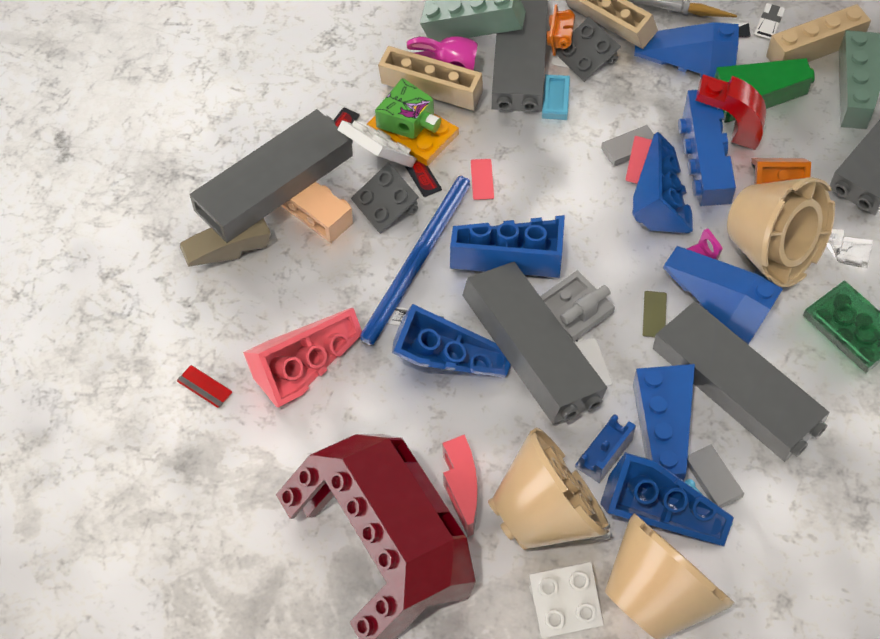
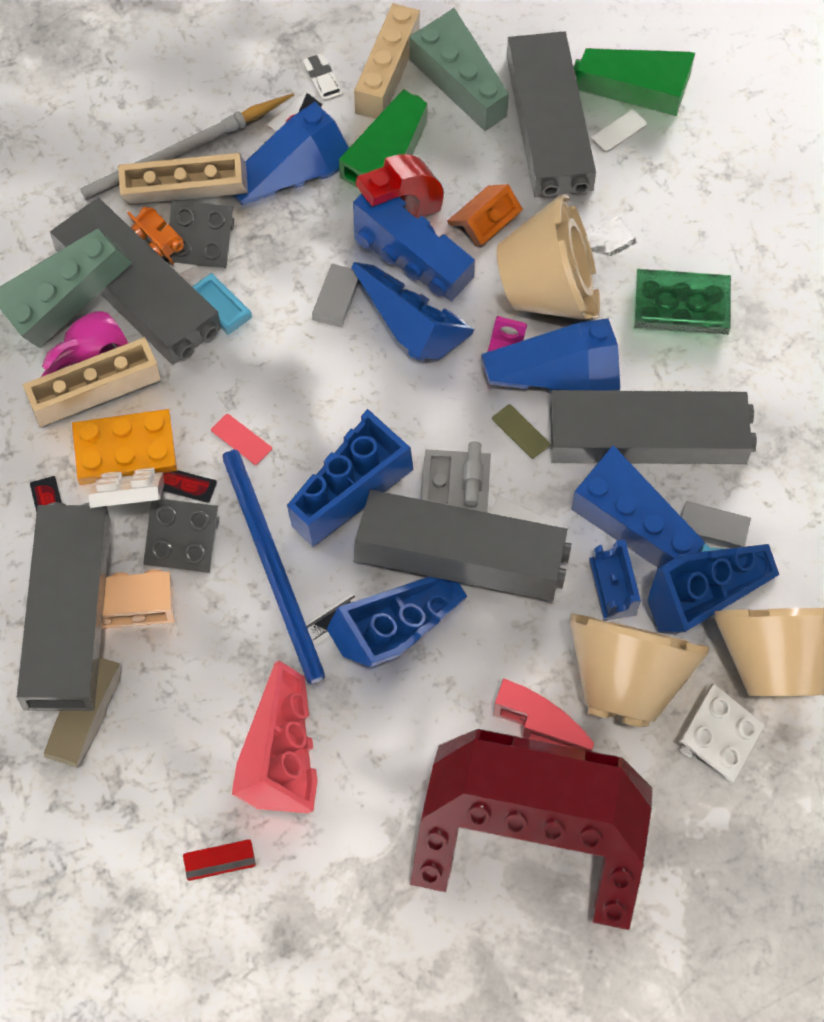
camera: 50 degrees left, 5 degrees up
(407, 111) = (114, 433): bright green torso -> none
(637, 158) = (361, 302): coral sticker -> none

